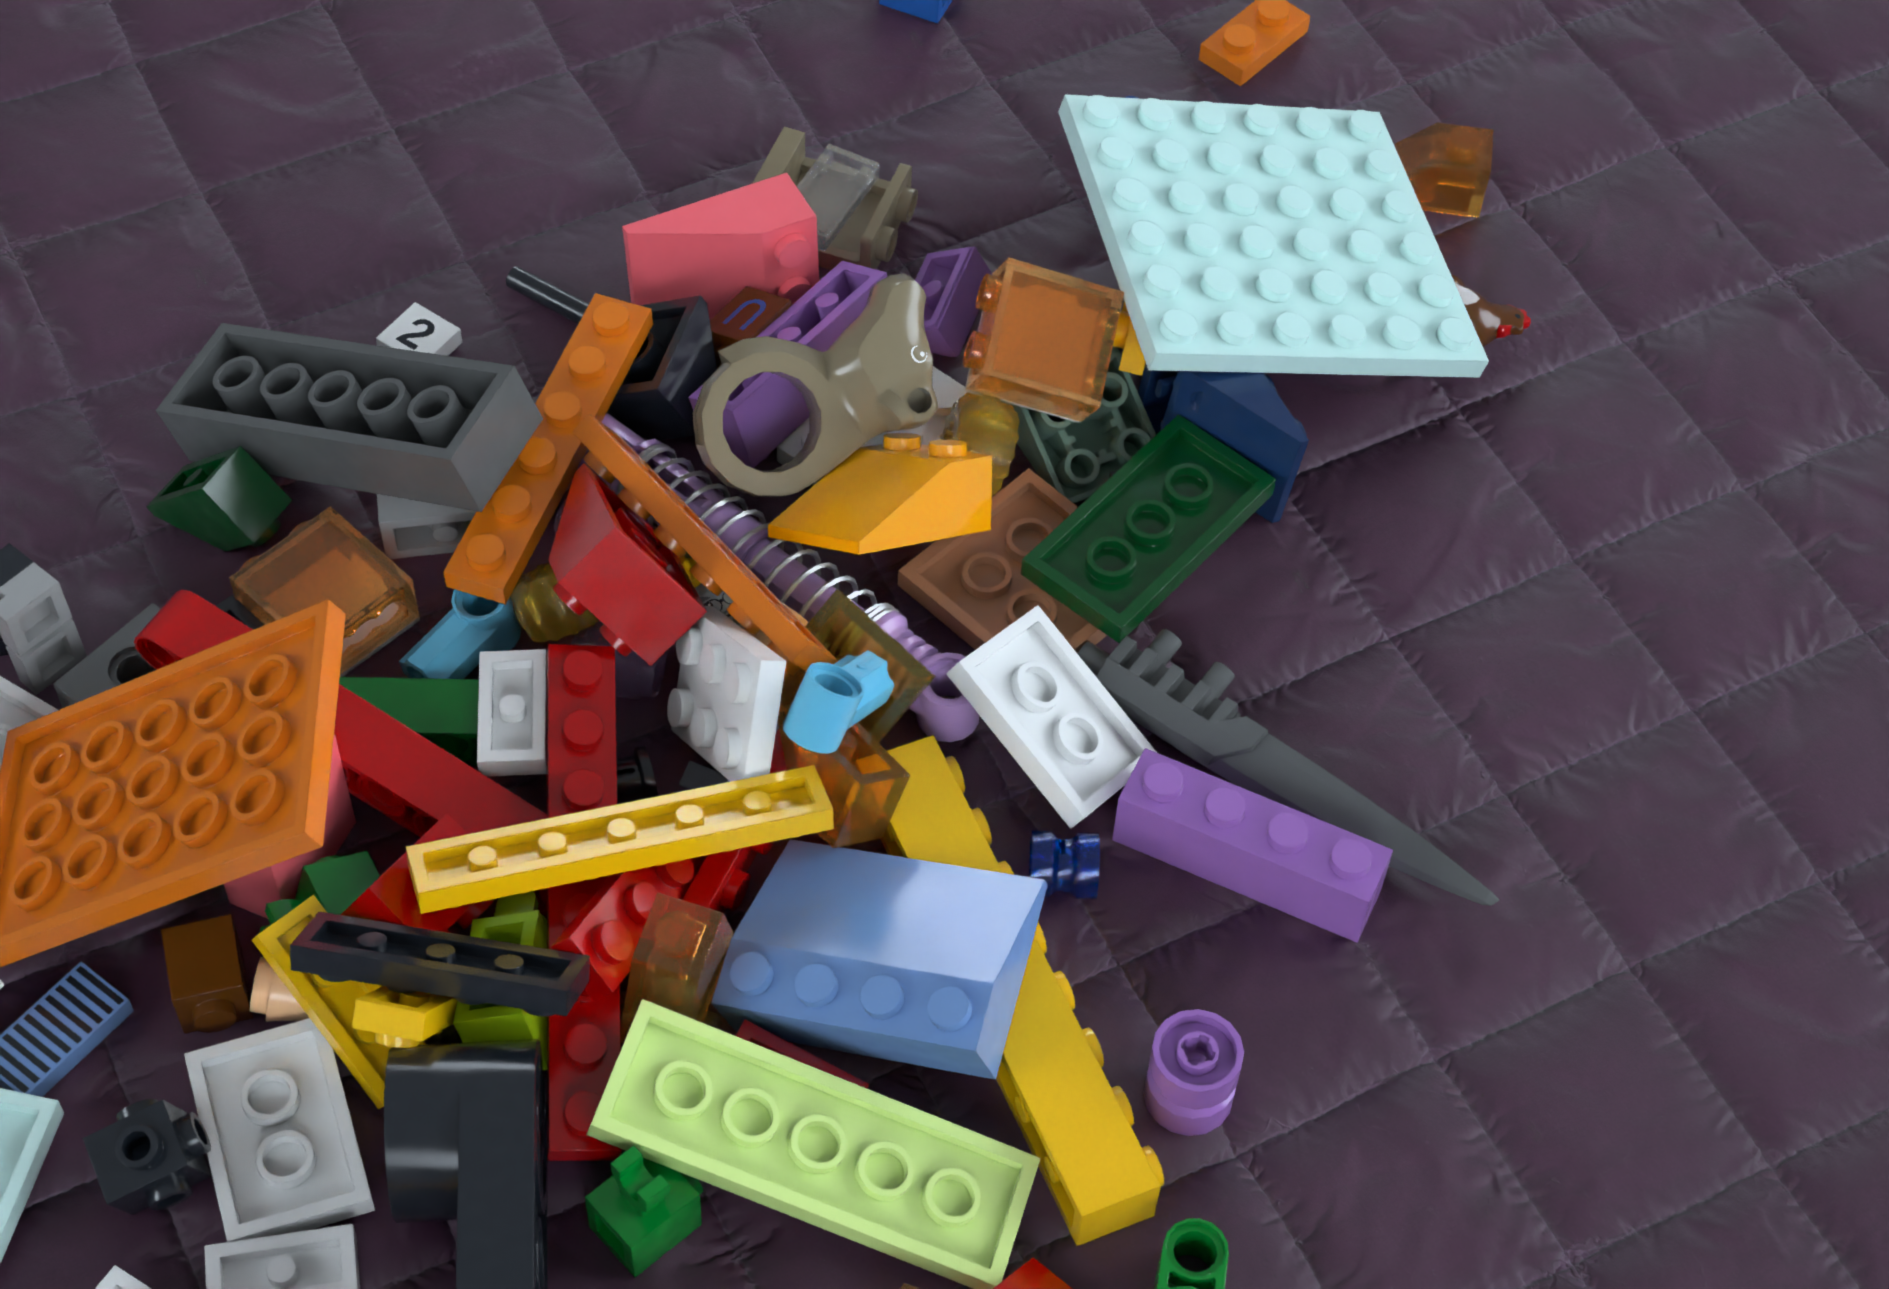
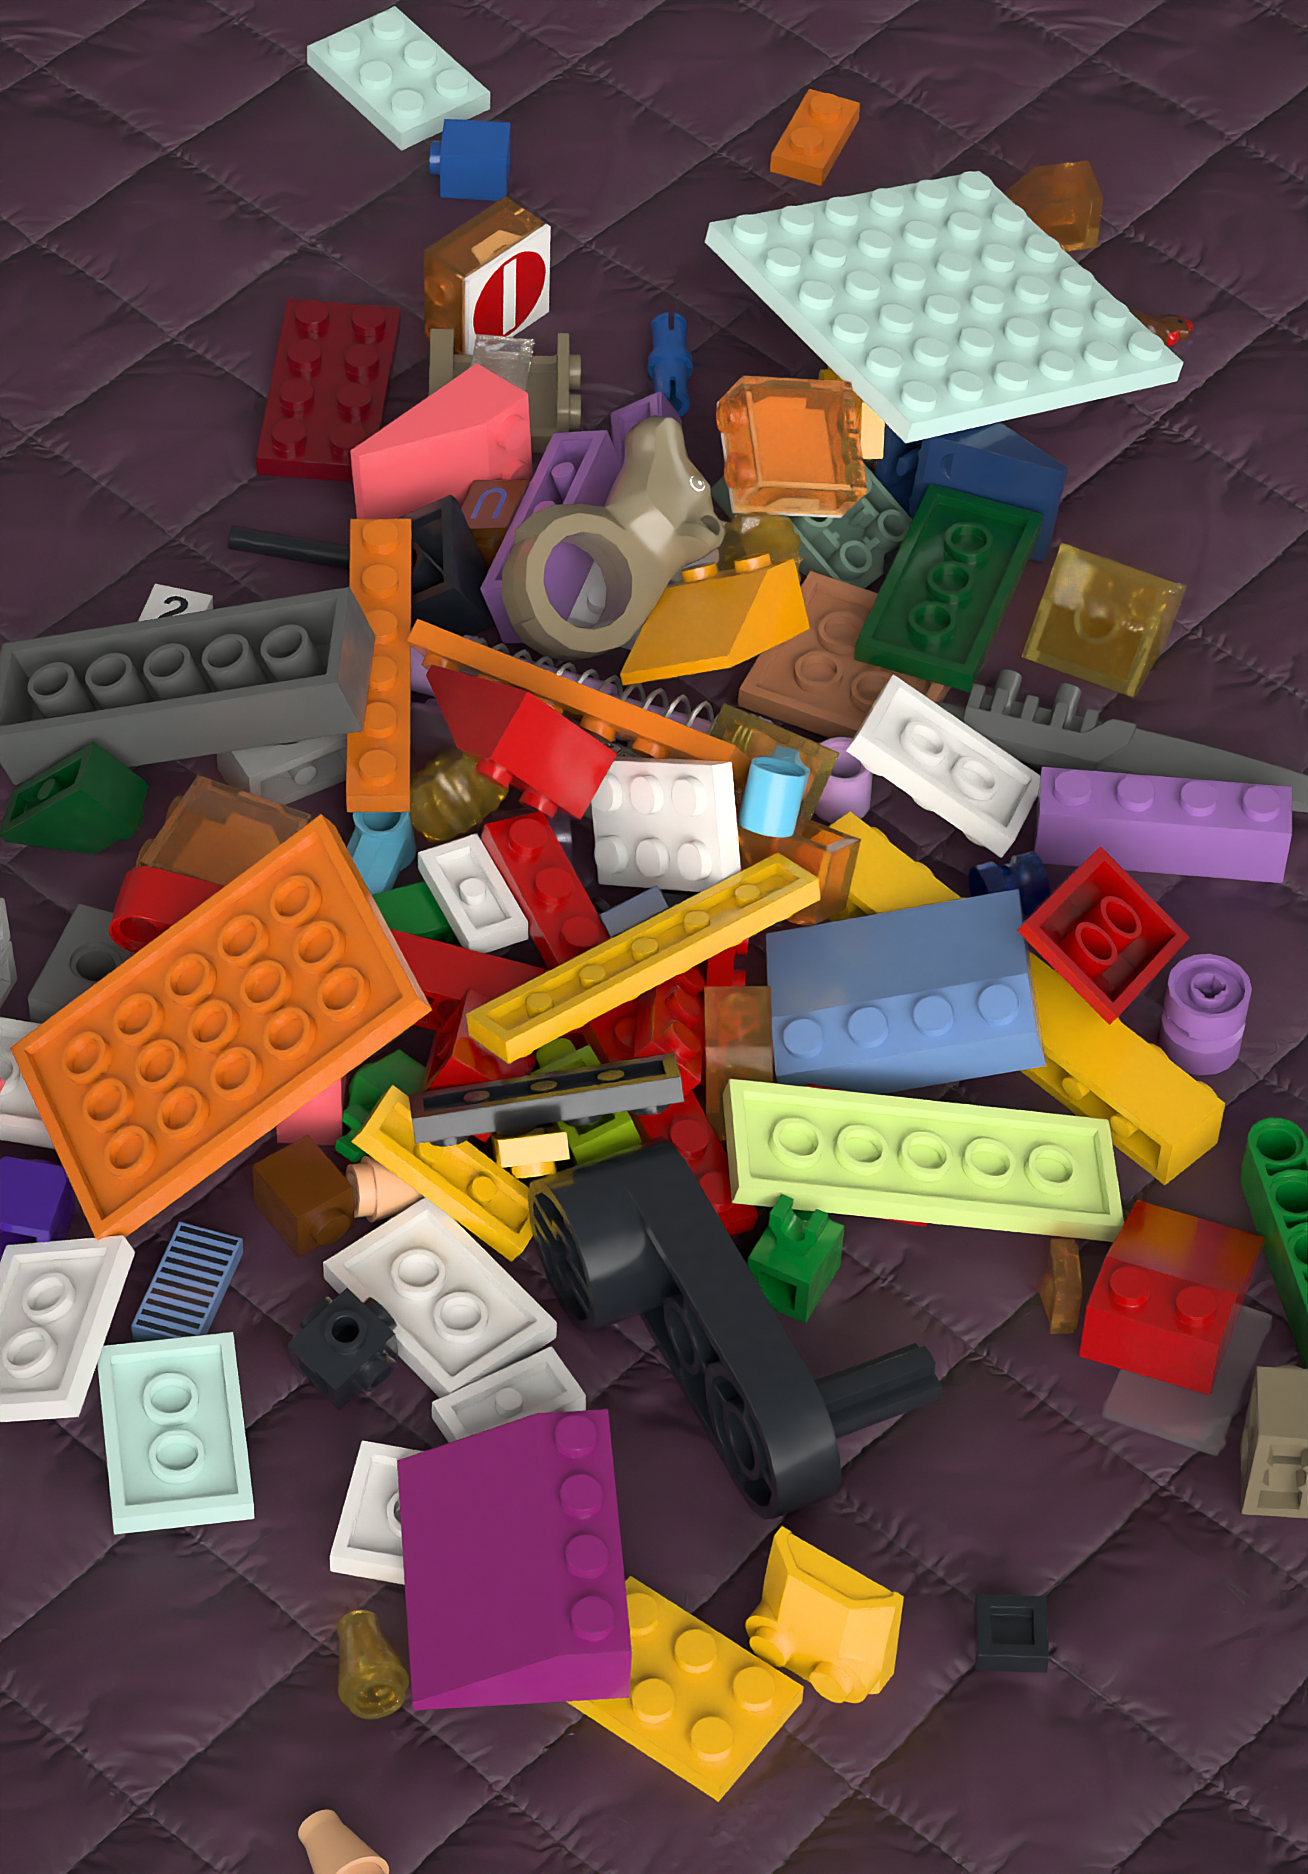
camera: 20 degrees left, 5 degrees down
(656, 780) = (634, 911): none -> plate
(678, 150) = (327, 387): none -> dark red plate
(861, 91) = (488, 276): none -> piece
(1005, 218) = (670, 361): none -> blue pin
(1103, 961) = (1103, 934): none -> red slope
(1297, 603) = (1103, 620): none -> clear yellow slope

